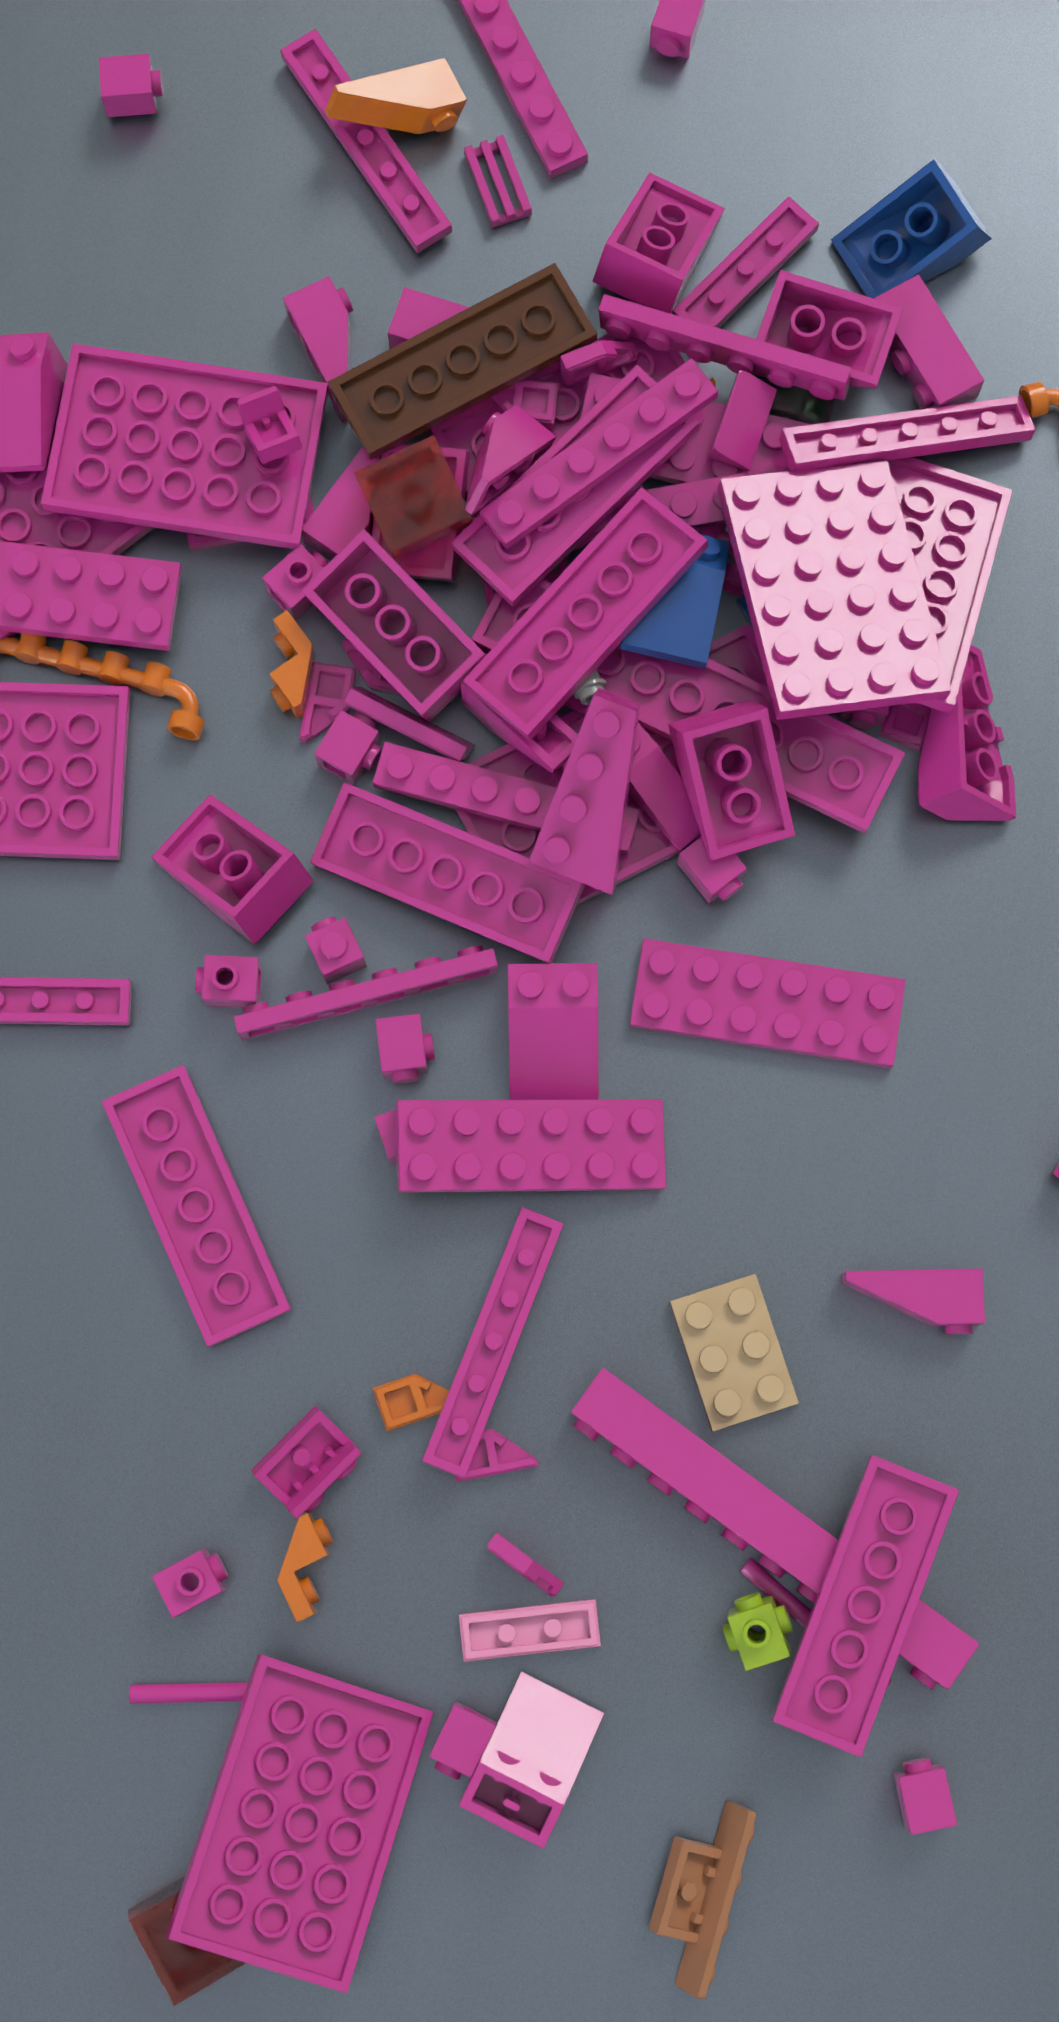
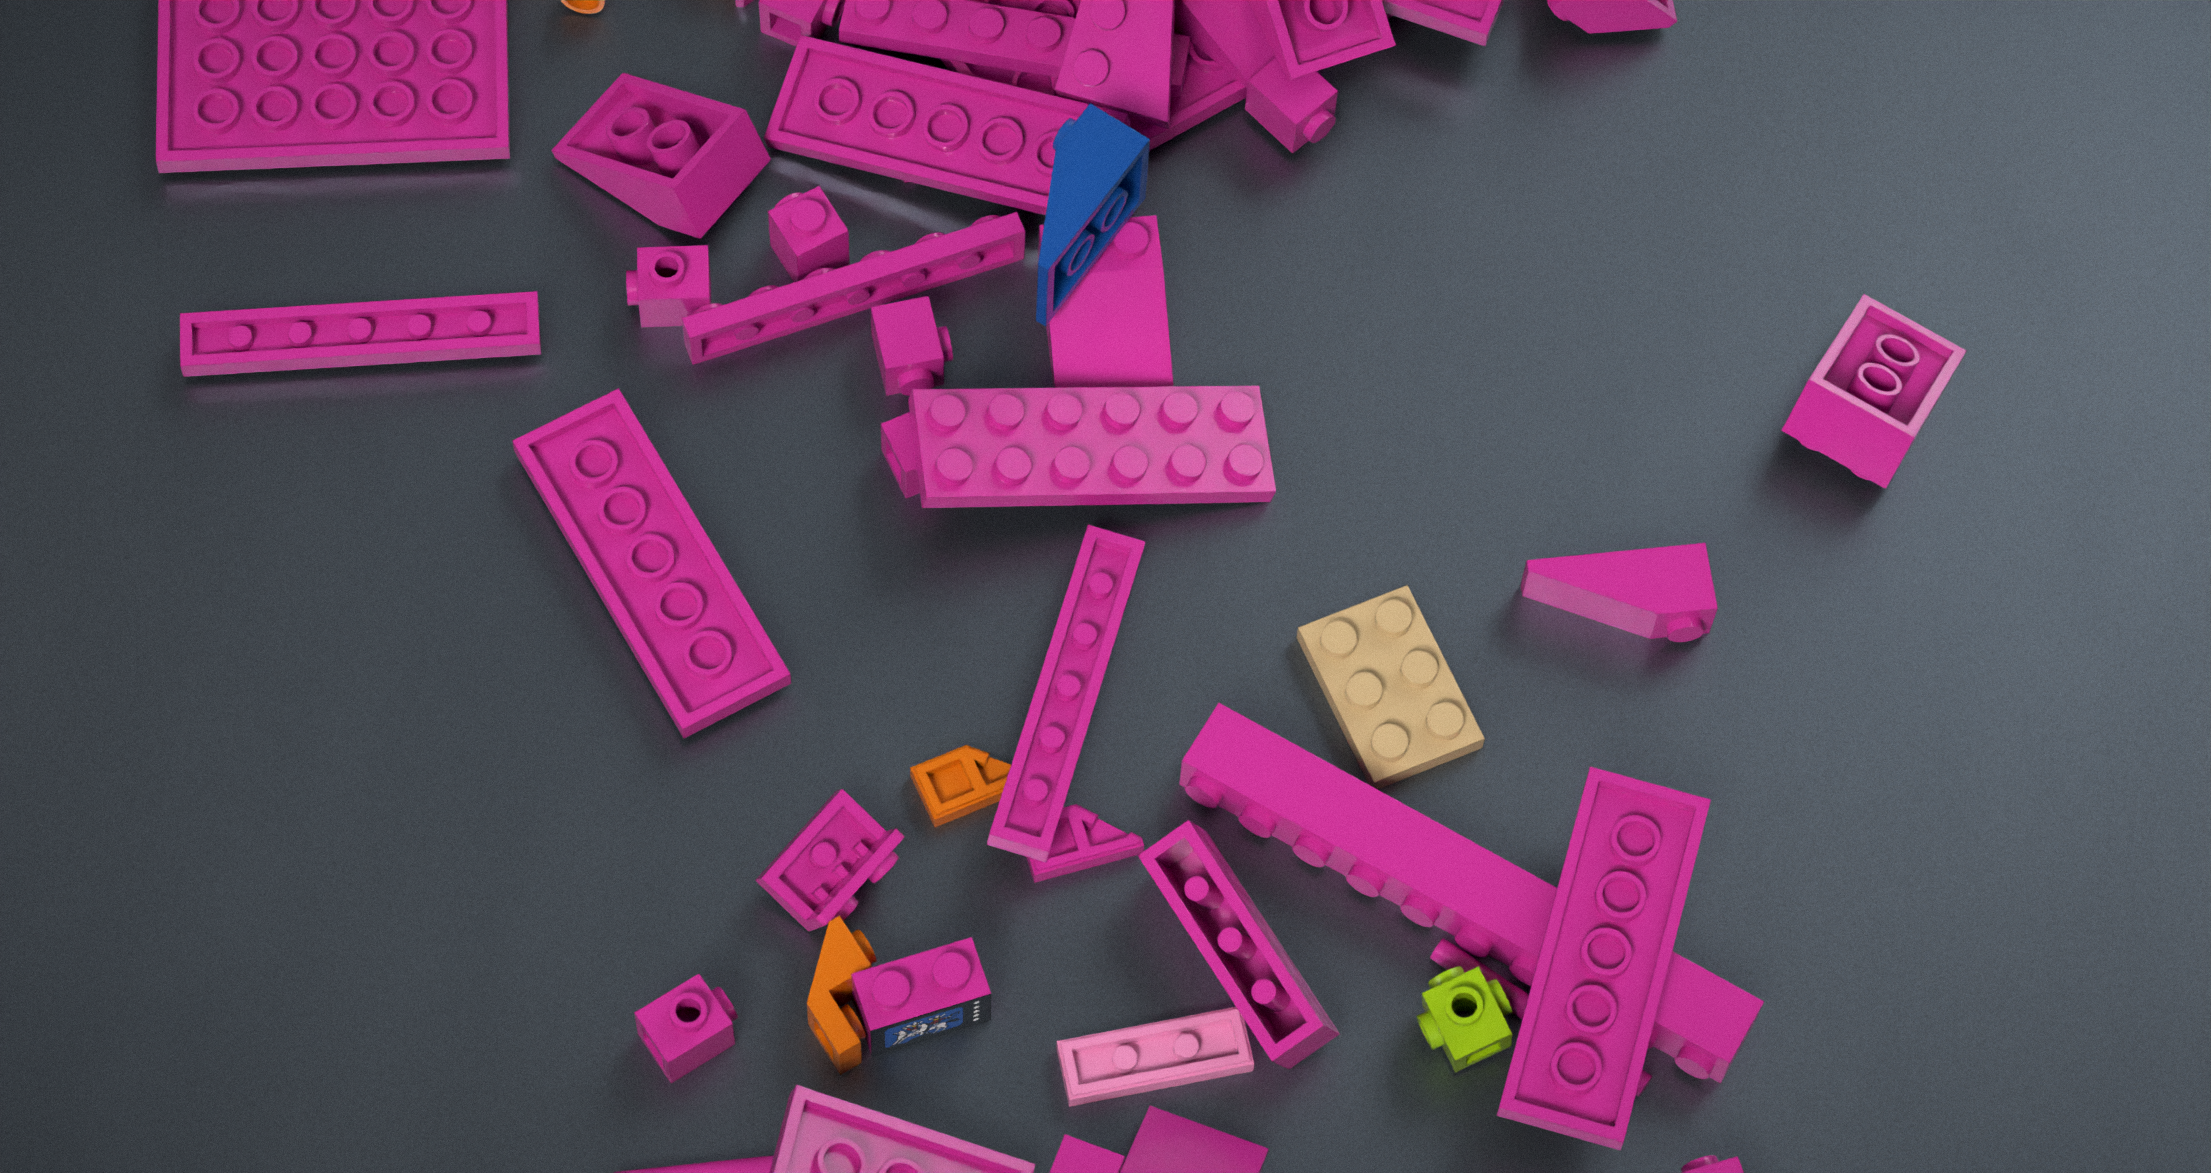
camera: 10 degrees left, 15 degrees down
(362, 1576) = (921, 996): none -> dark pink brick
(524, 1564) = (1137, 966): dark pink tile -> none
(544, 957) = (1092, 195): none -> blue slope
(598, 1560) = (1238, 945): none -> dark pink brick
(767, 1003) = (1383, 264): dark pink plate -> none

